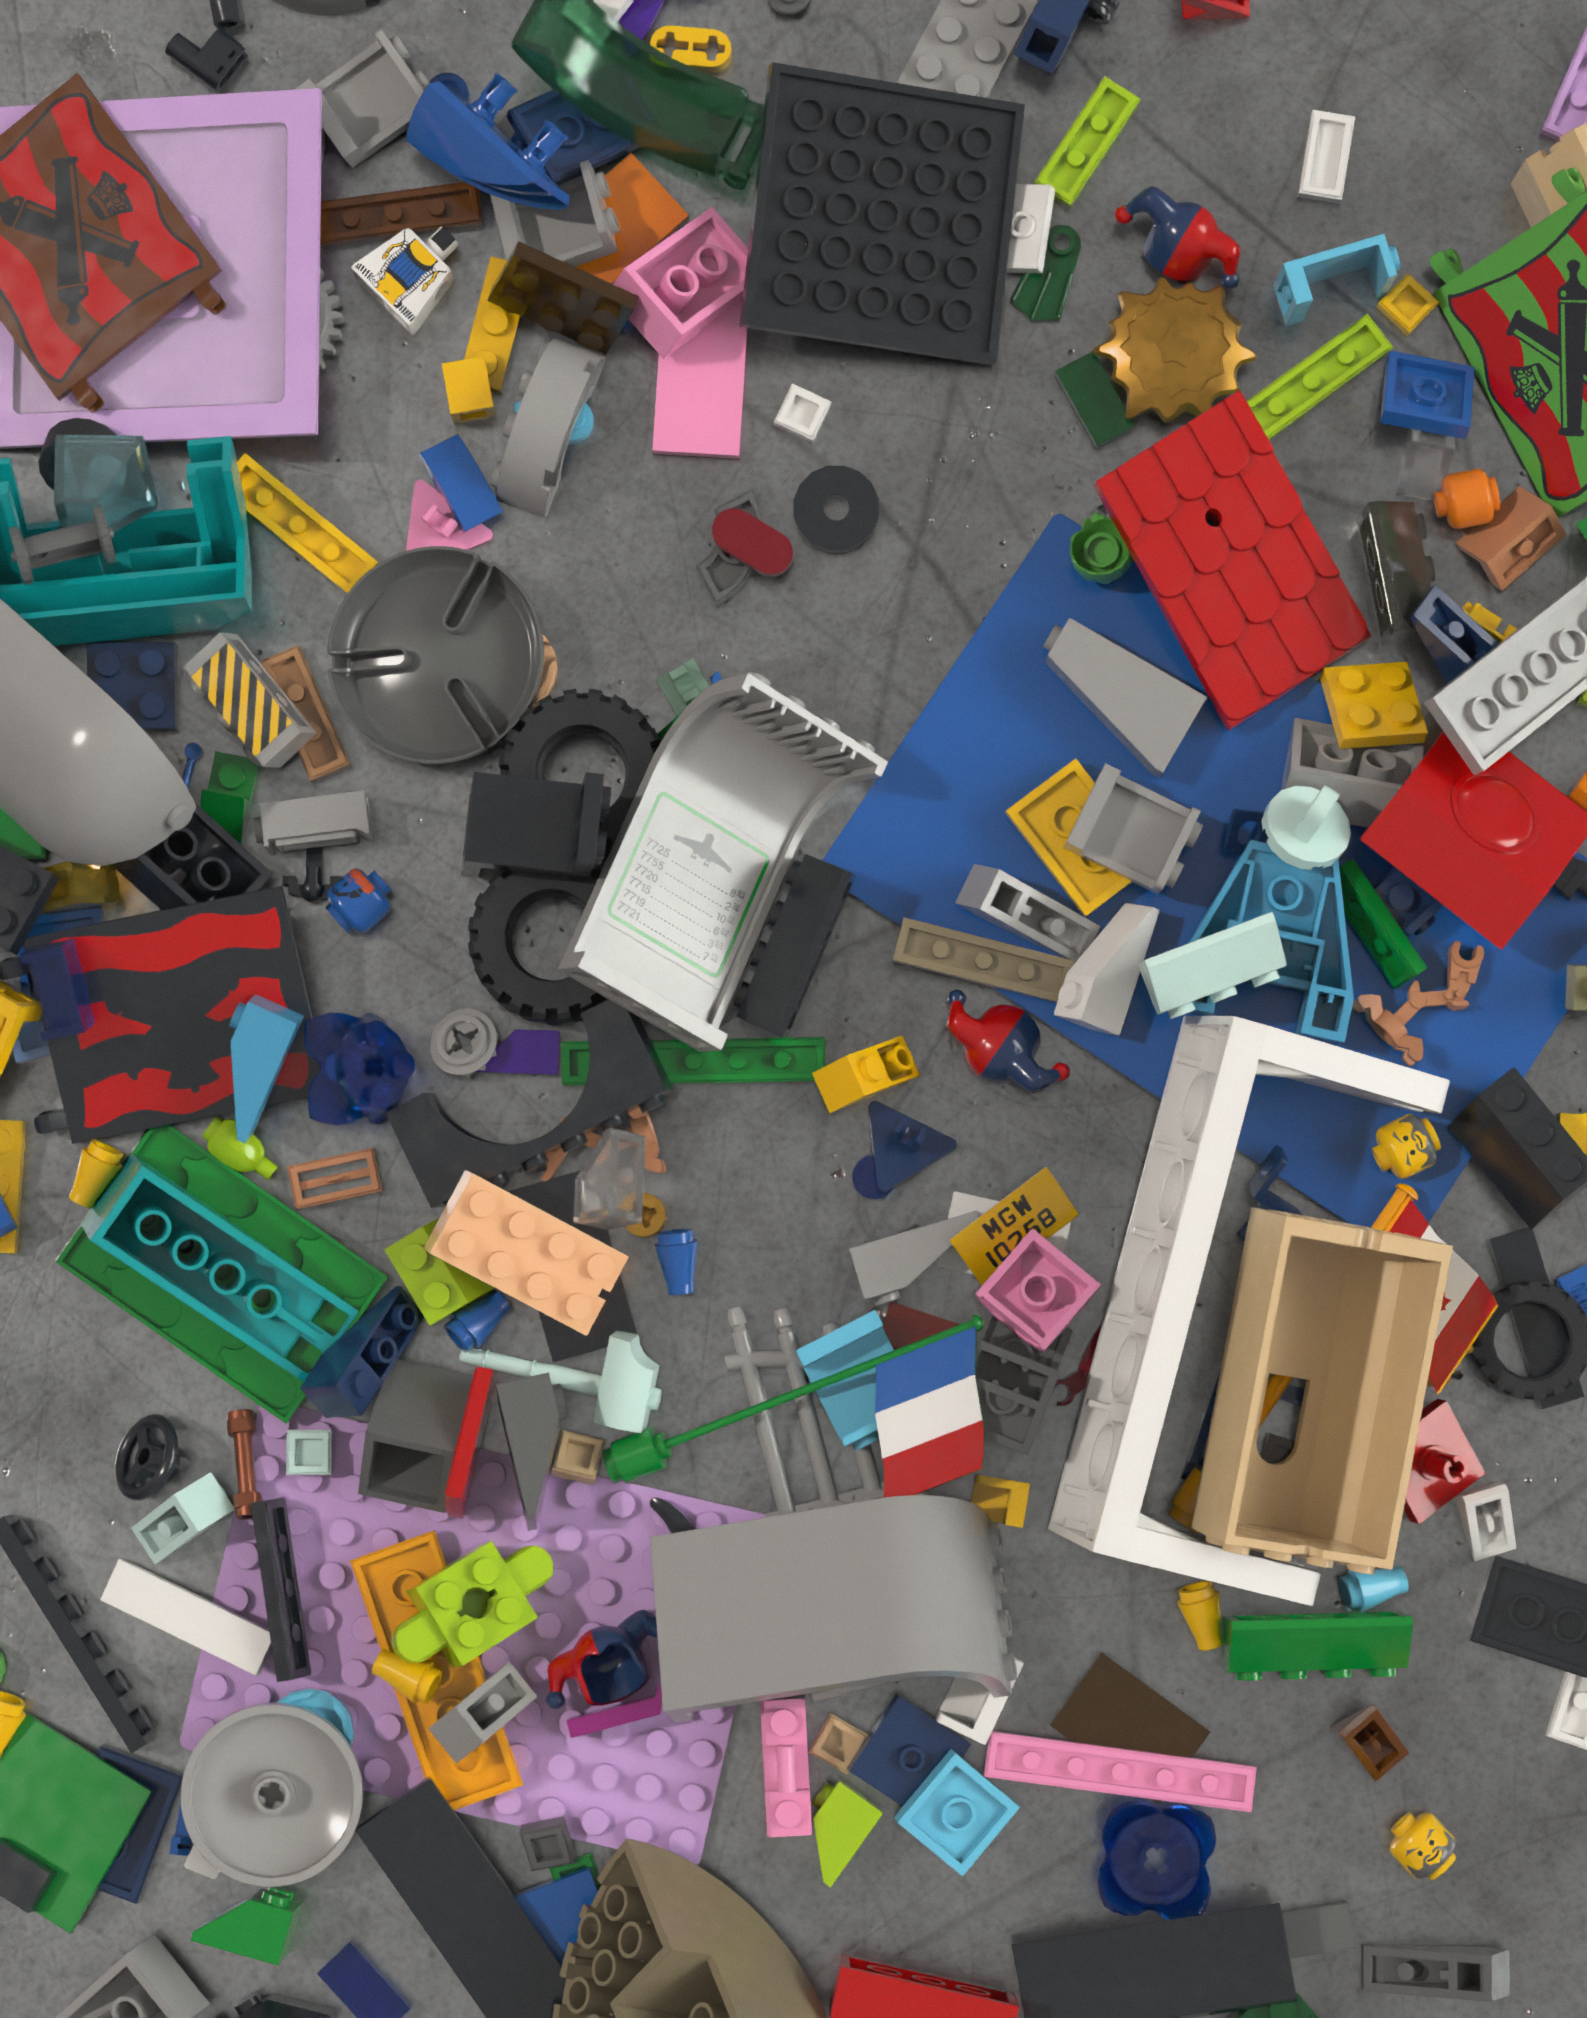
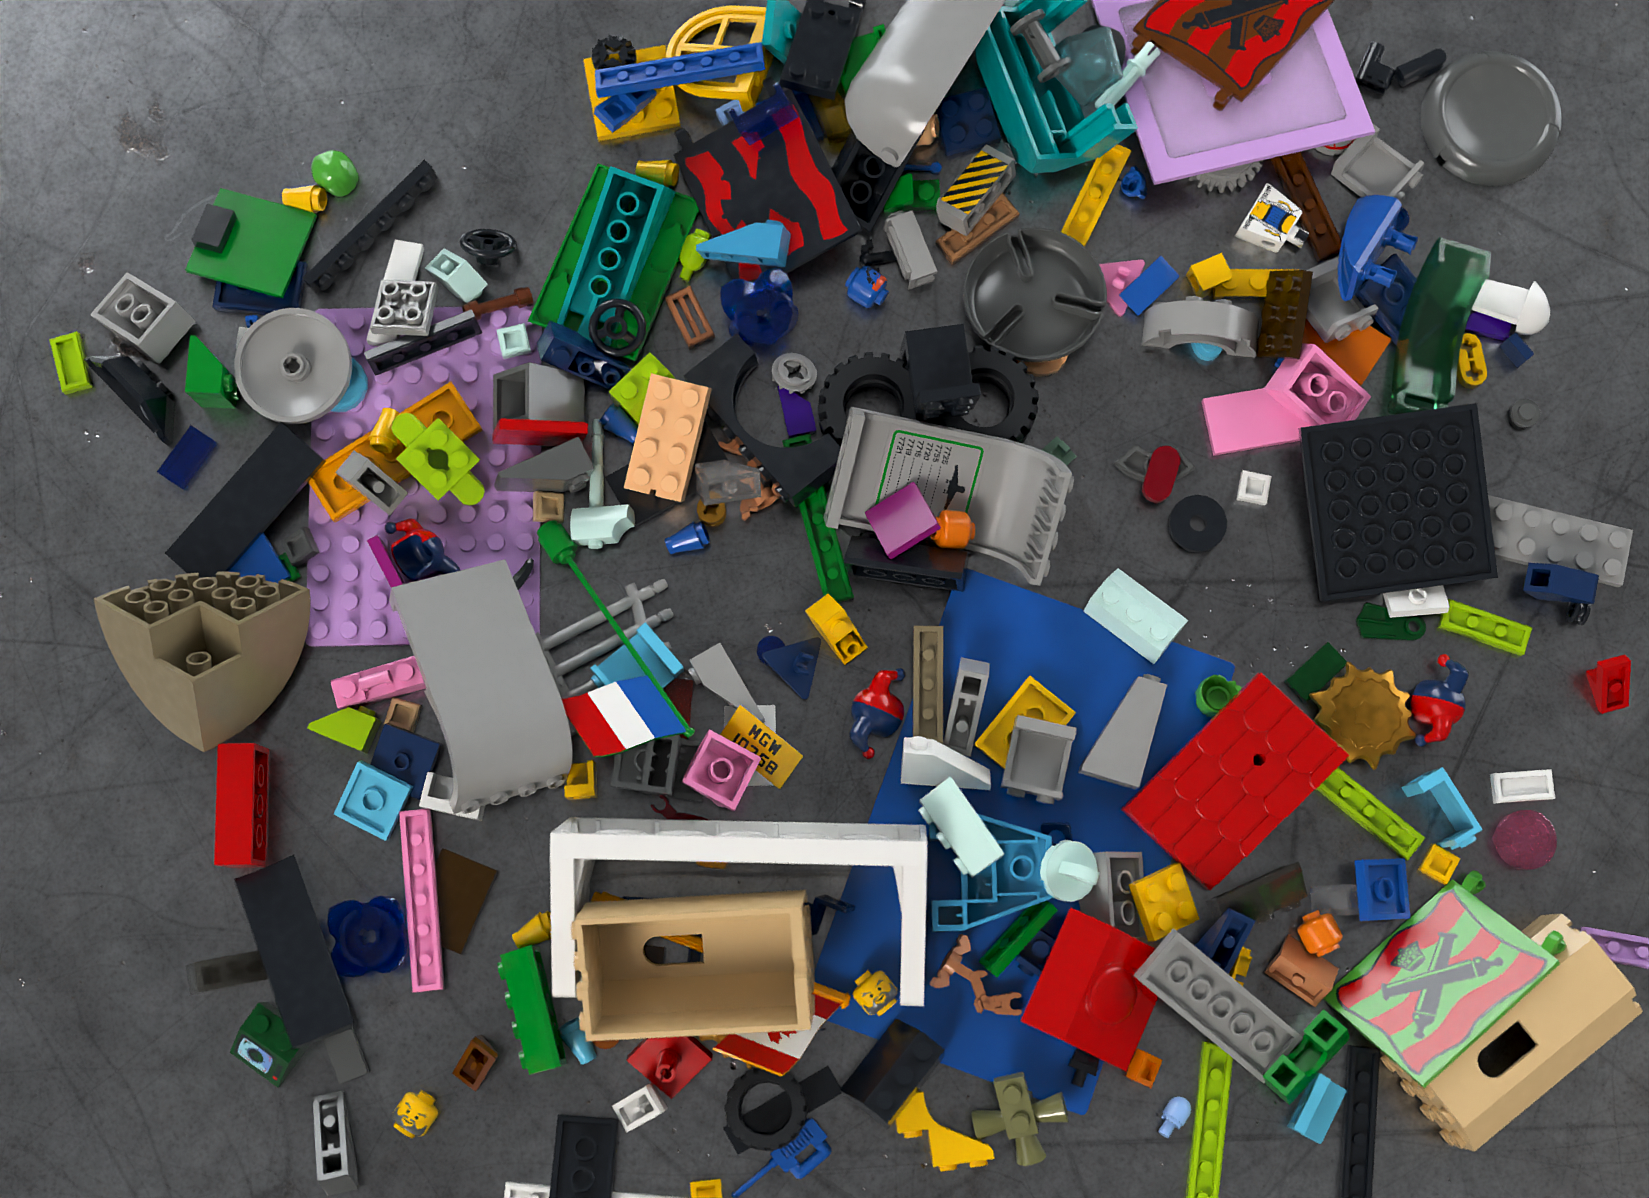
camera: 75 degrees right, 5 degrees down
(132, 422) = (1134, 69): none -> light aqua axle
(221, 1605) = (404, 307): none -> light grey tile
(296, 462) = (1134, 183): none -> blue piece
(337, 1322) = (596, 335): none -> black piece
(739, 936) = (902, 520): none -> magenta tile
(766, 867) = (955, 529): none -> orange head
(953, 634) = (1135, 615): none -> light aqua slope
(1403, 175) = (1525, 839): none -> clear pink tile

